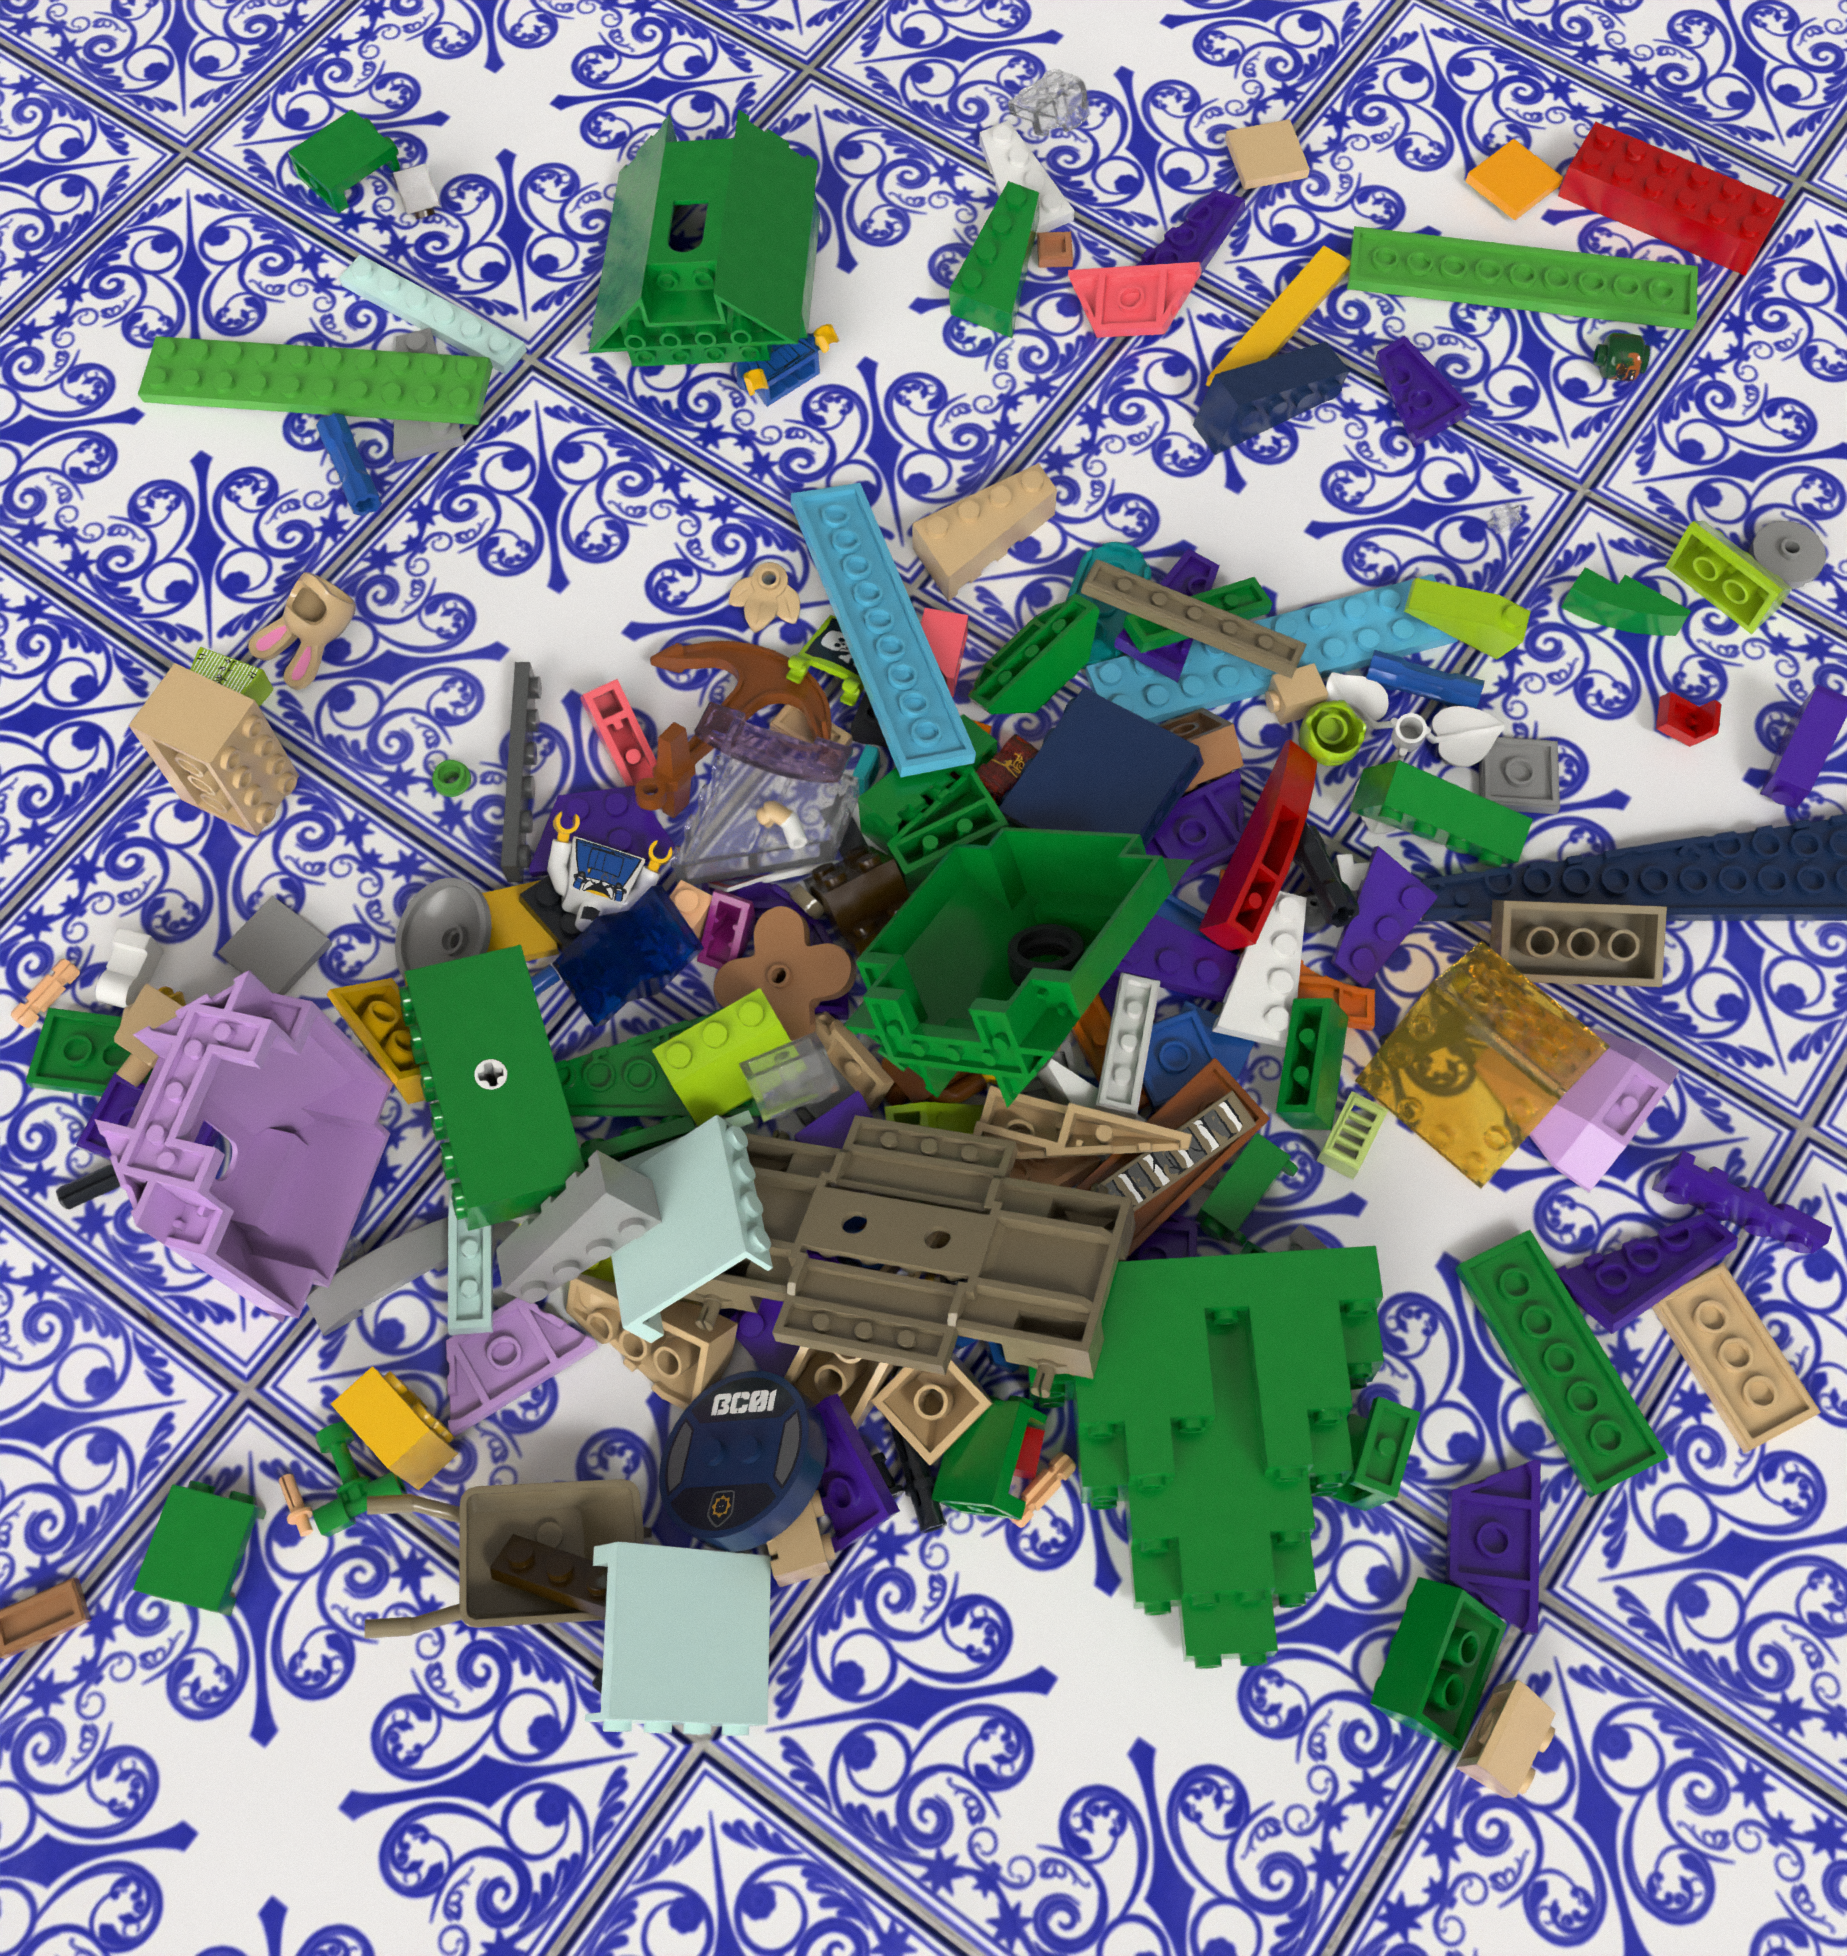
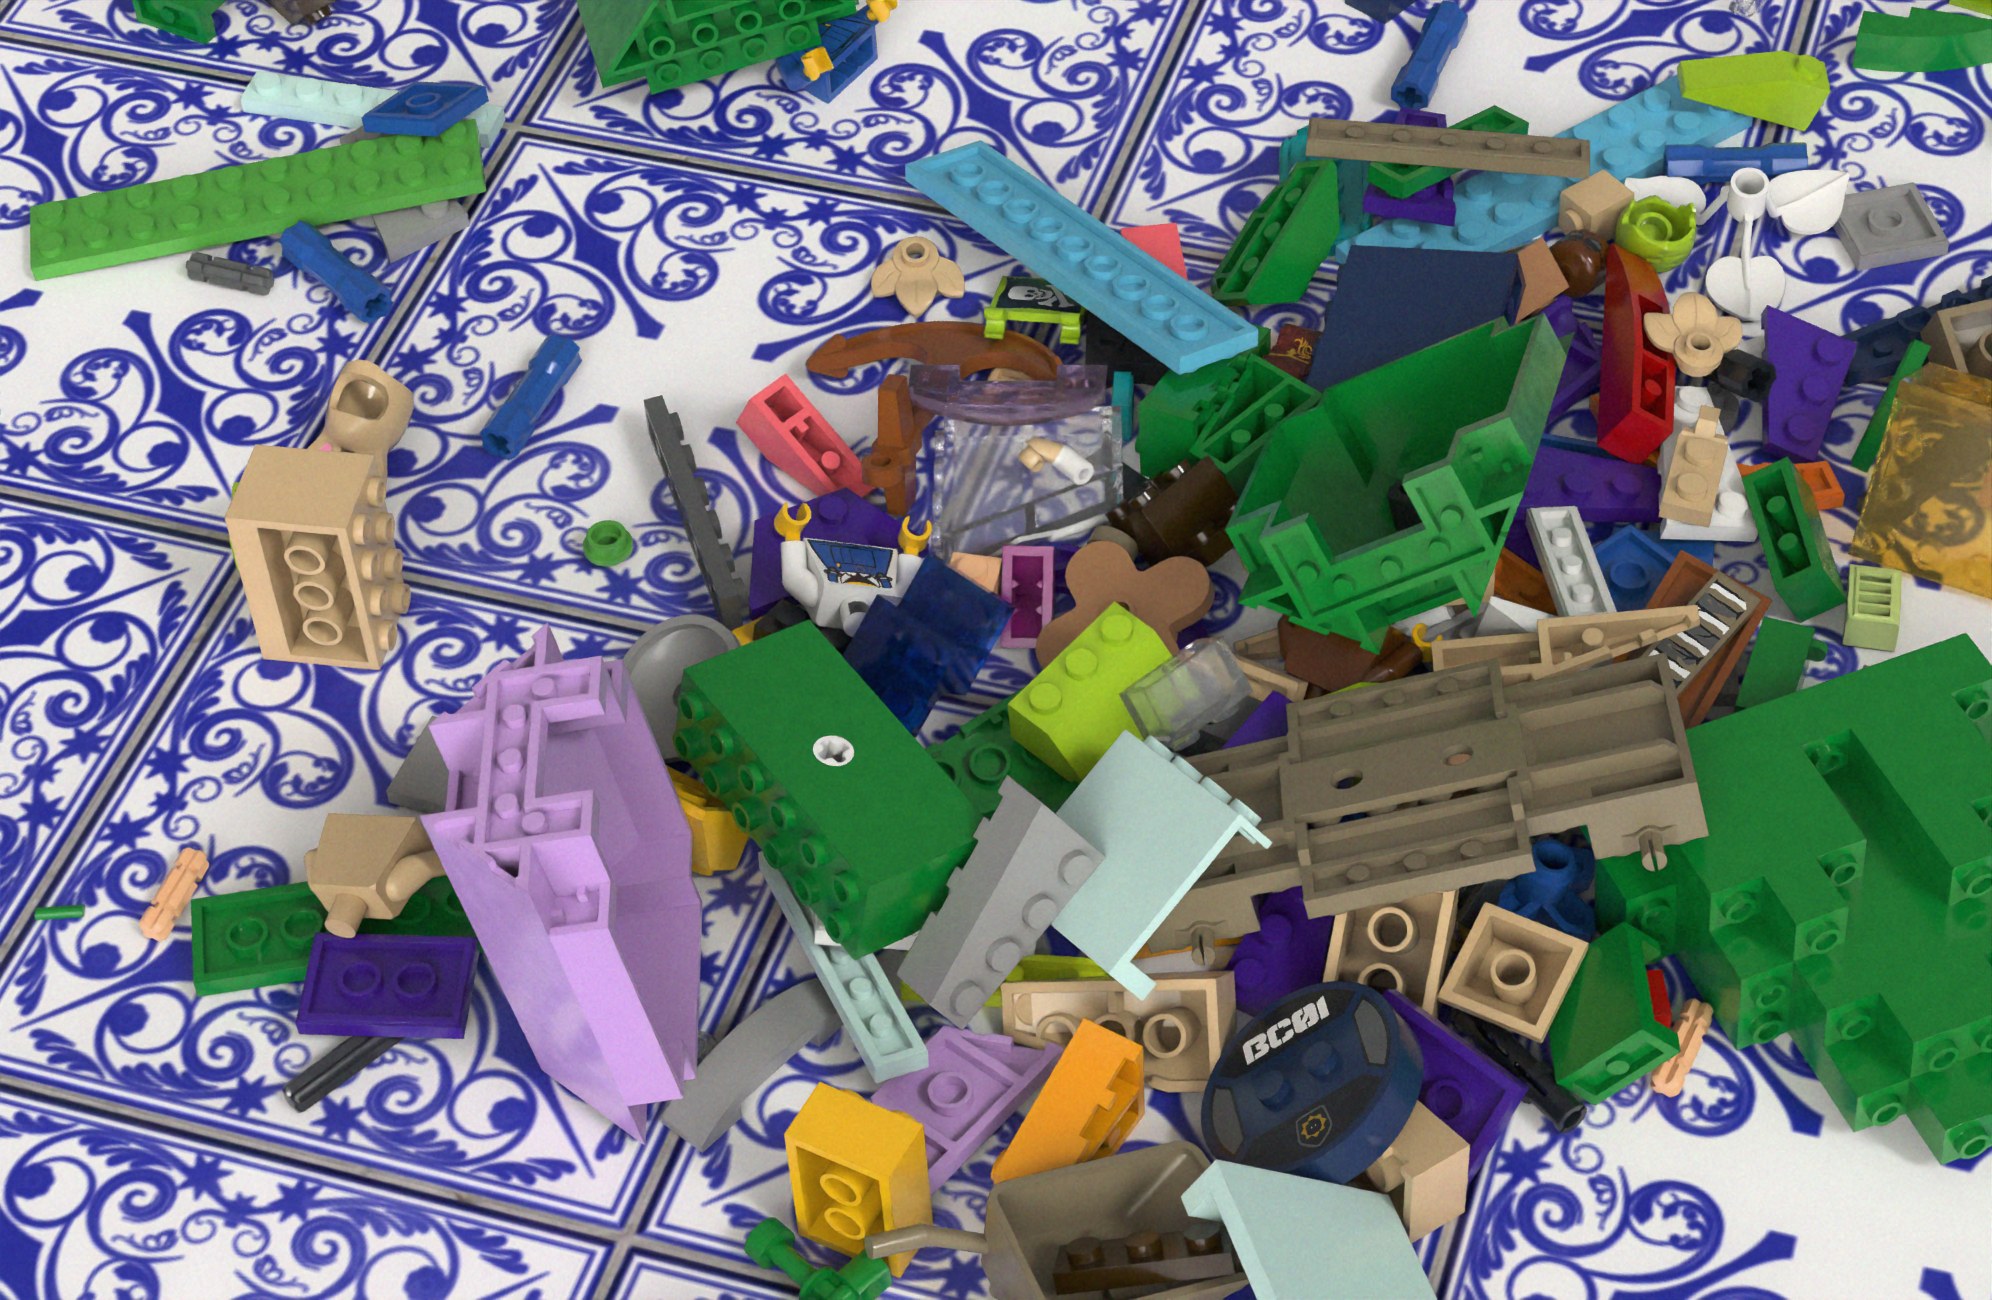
camera: 15 degrees left, 20 degrees down
(128, 968) = (278, 833): white leg -> none
(276, 441) = (230, 273): none -> dark grey axle
(455, 338) = (425, 108): none -> blue tile
(464, 606) = (516, 418): none -> blue axle
(569, 1422) = (1083, 1107): none -> light orange wedge
(982, 527) = (1147, 146): tan wedge -> none
(1216, 520) = (1420, 76): none -> blue axle
(1257, 986) = (1695, 471): none -> tan hinge
(1262, 741) = (1581, 260): none -> reddish brown head
(1309, 851) = (1694, 334): none -> tan plate
(1438, 961) = (1873, 435): none -> green tile
(1441, 813) = (1816, 266): green wedge -> none

